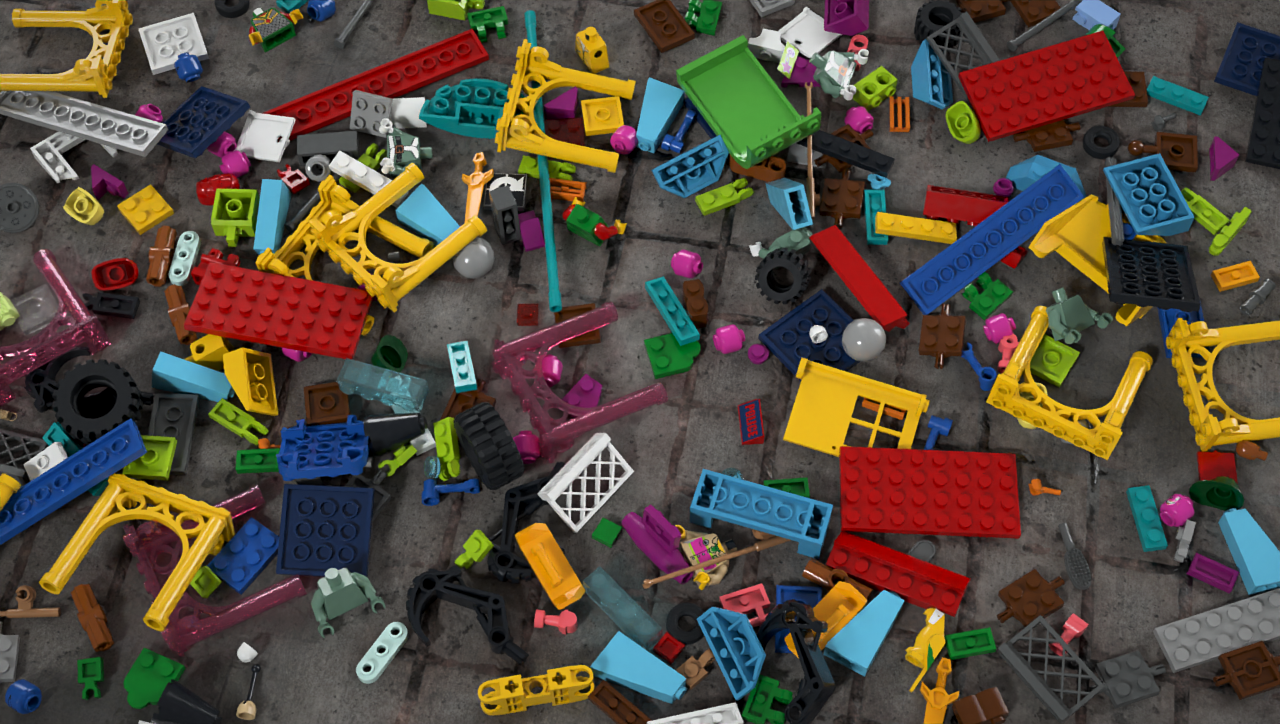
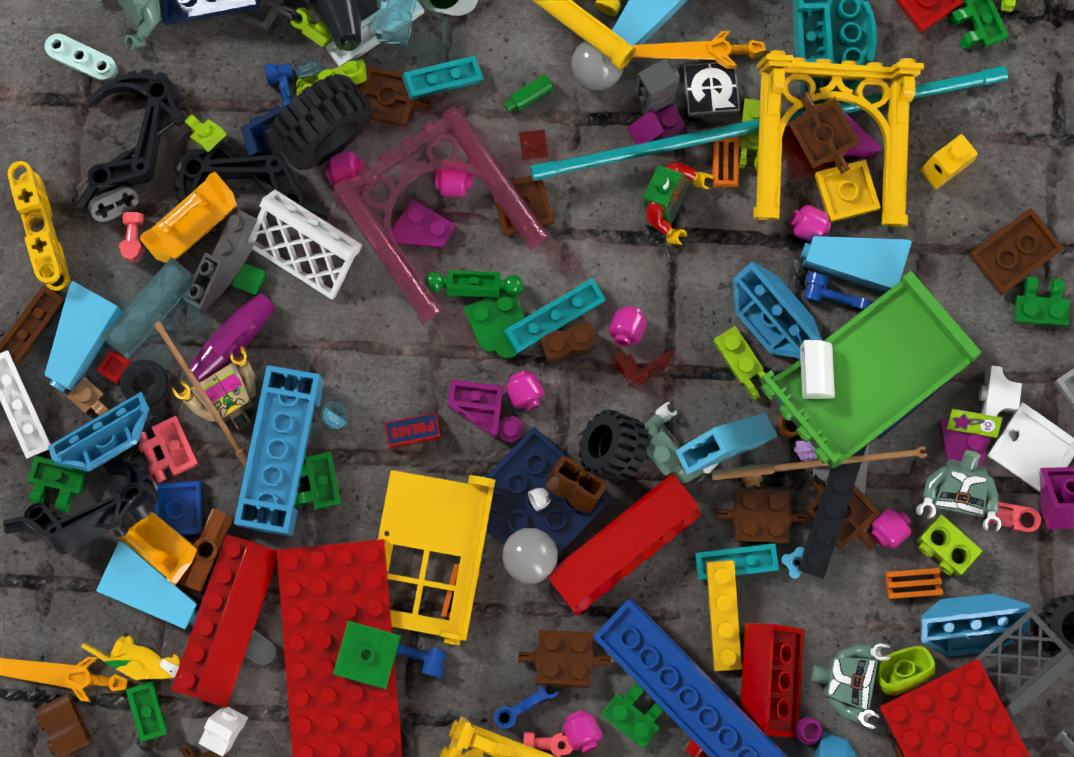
camera: 80 degrees right, 20 degrees up
(485, 311) = (529, 94): none -> green cylinder
(488, 514) = (254, 133): none -> dark blue bracket
(523, 631) = (115, 209): none -> dark grey beam
(559, 114) = (824, 132): none -> reddish brown plate
(589, 546) = (221, 267): none -> dark grey slope
(637, 362) = (474, 283): none -> green plate
(723, 266) = (628, 365): none -> clear red bracket
(736, 372) = (477, 404): none -> magenta wing
(738, 137) = (817, 370): none -> white brick
(794, 163) = (805, 450): none -> lavender plate
(811, 302) = (577, 486): none -> reddish brown brick
(933, 464) = (367, 654): none -> green plate
(969, 157) = (851, 681): none -> torso
(989, 579) = (222, 730): none -> white brick

